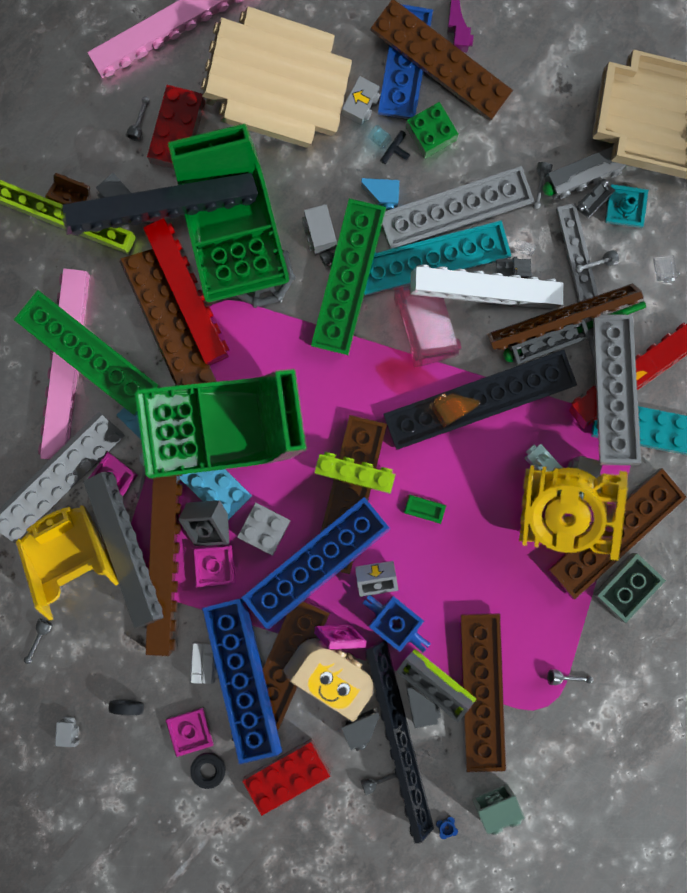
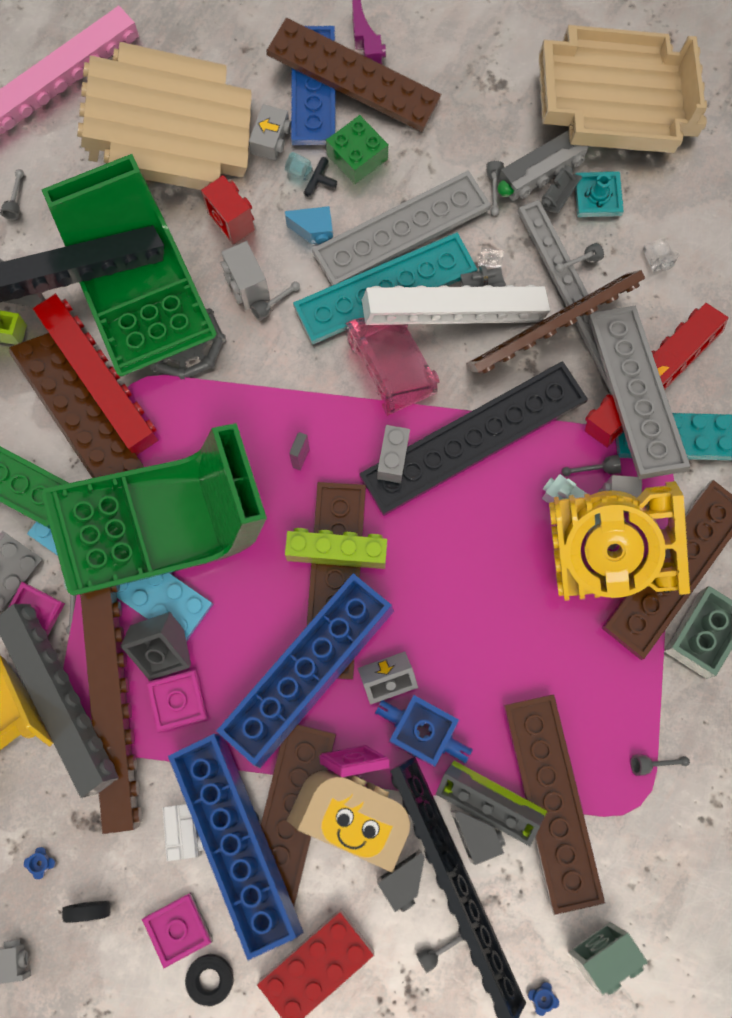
camera: 10 degrees left, 10 degrees down
(88, 664) = (32, 866): none -> blue plate
(177, 119) = (52, 167): red brick -> none
(264, 528) = (234, 640): light grey brick -> none
(315, 168) = (228, 209): none -> red brick
(339, 388) = (299, 451): none -> tile
(348, 277) = (288, 324): green plate -> none
(413, 405) = (393, 454): none -> light grey brick
(425, 509) = (432, 581): green tile -> none
(453, 407) = (444, 446): clear orange slope -> none
(556, 340) = (549, 350): dark grey piece -> none
(583, 441) = (610, 465): none -> dark grey hinge

